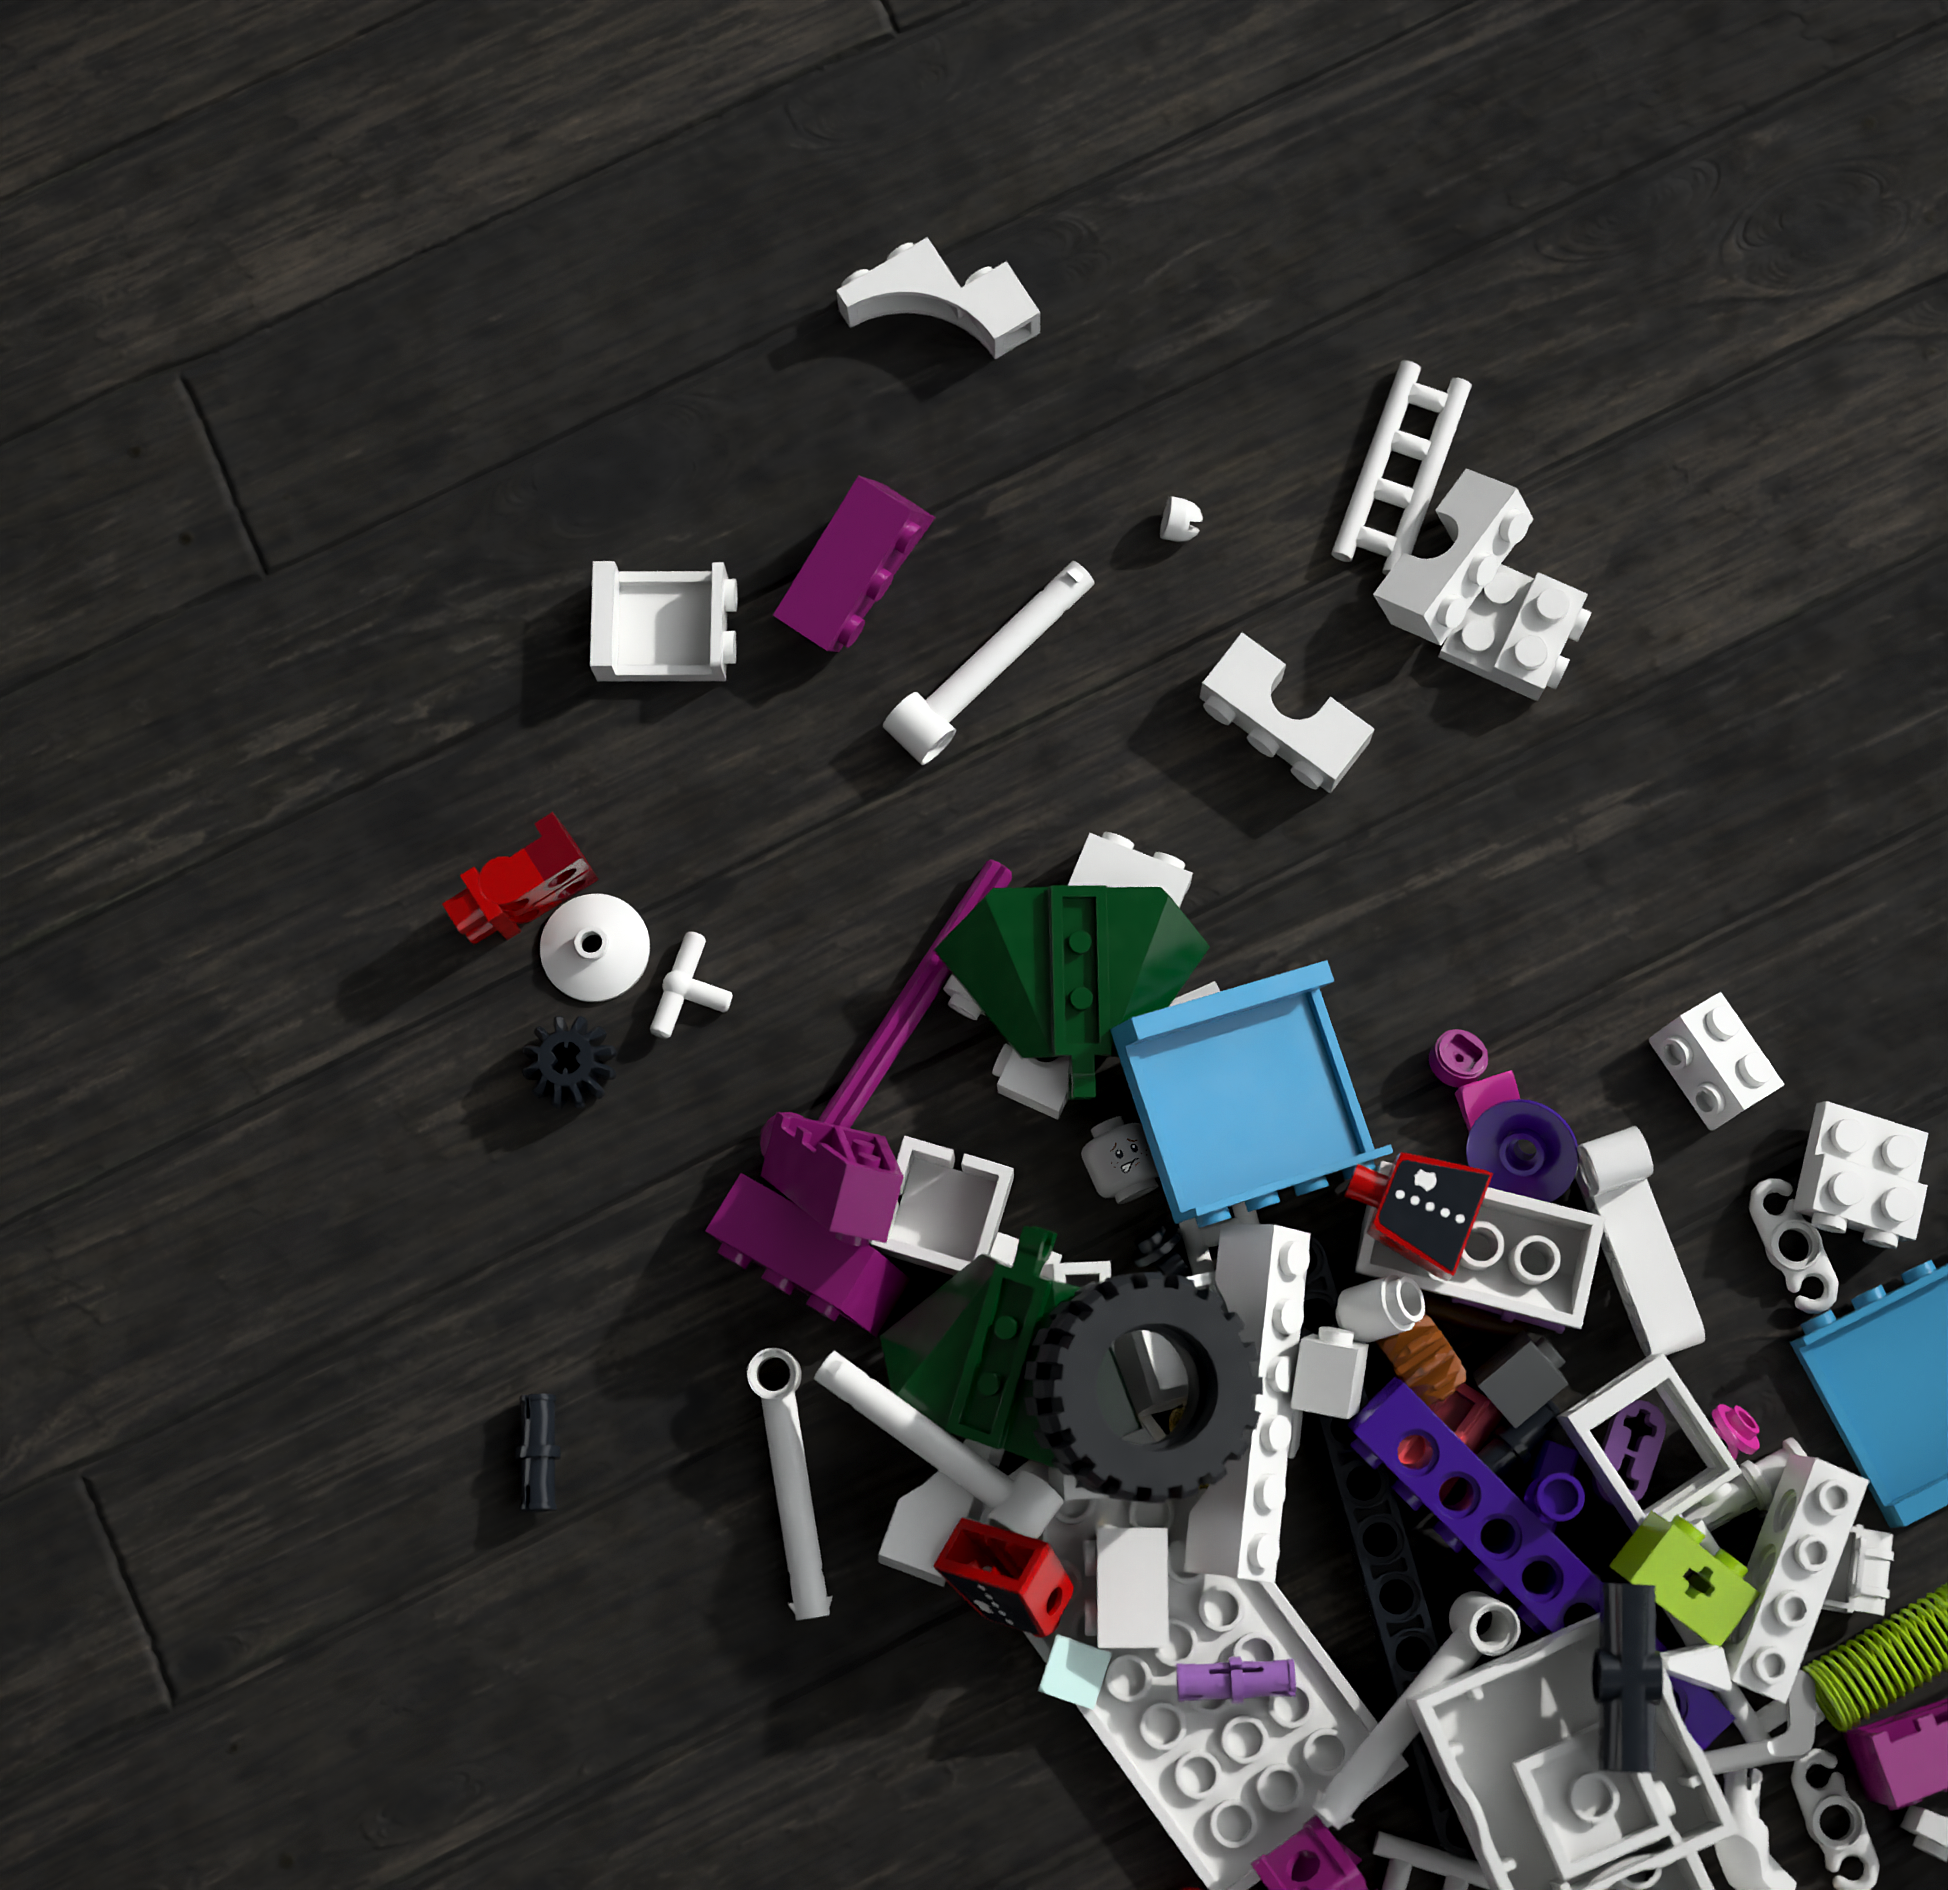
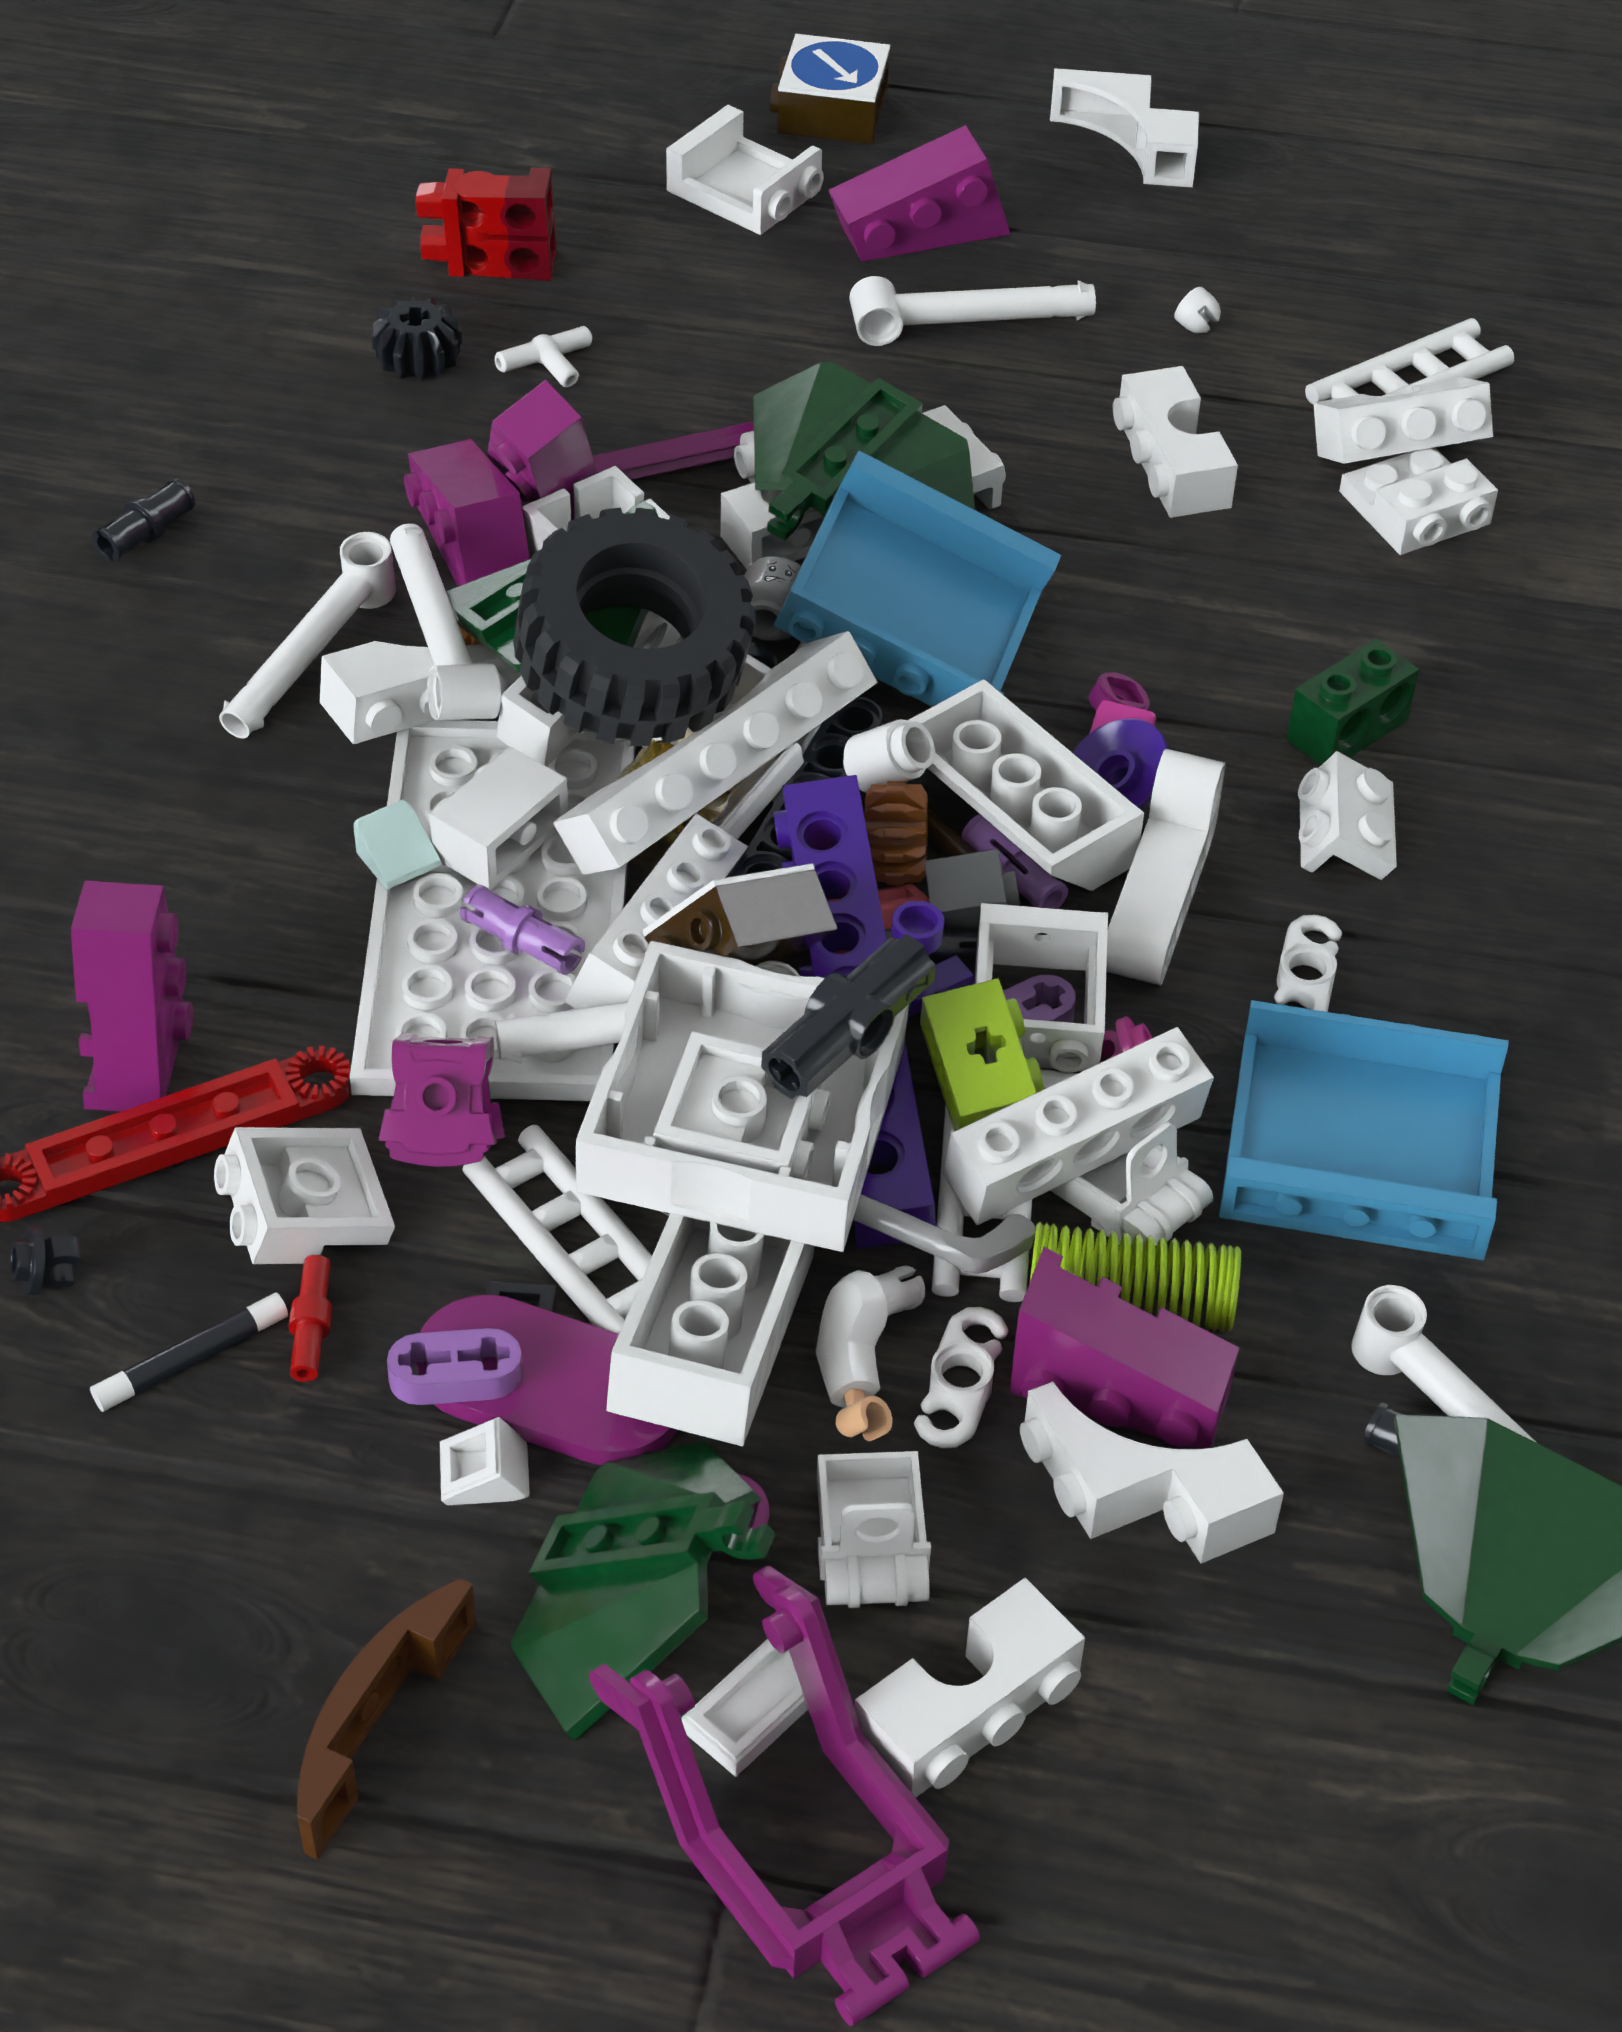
camera: 30 degrees right, 30 degrees down
(608, 970) = (506, 309): white dish -> none
(647, 448) = (831, 88): none -> piece
(1025, 1582) = (406, 730): red torso -> none
(1330, 1373) = (800, 752): white brick -> none
(1333, 1602) = (692, 861): none -> white brick
(1422, 1208) = (989, 703): black torso -> none
(1443, 1610) = (750, 916): none -> piece
(1642, 936) = (1352, 703): none -> dark green brick
(1699, 1665) = (923, 1109): white slope -> none
(1862, 1176) = (1412, 952): white plate -> none

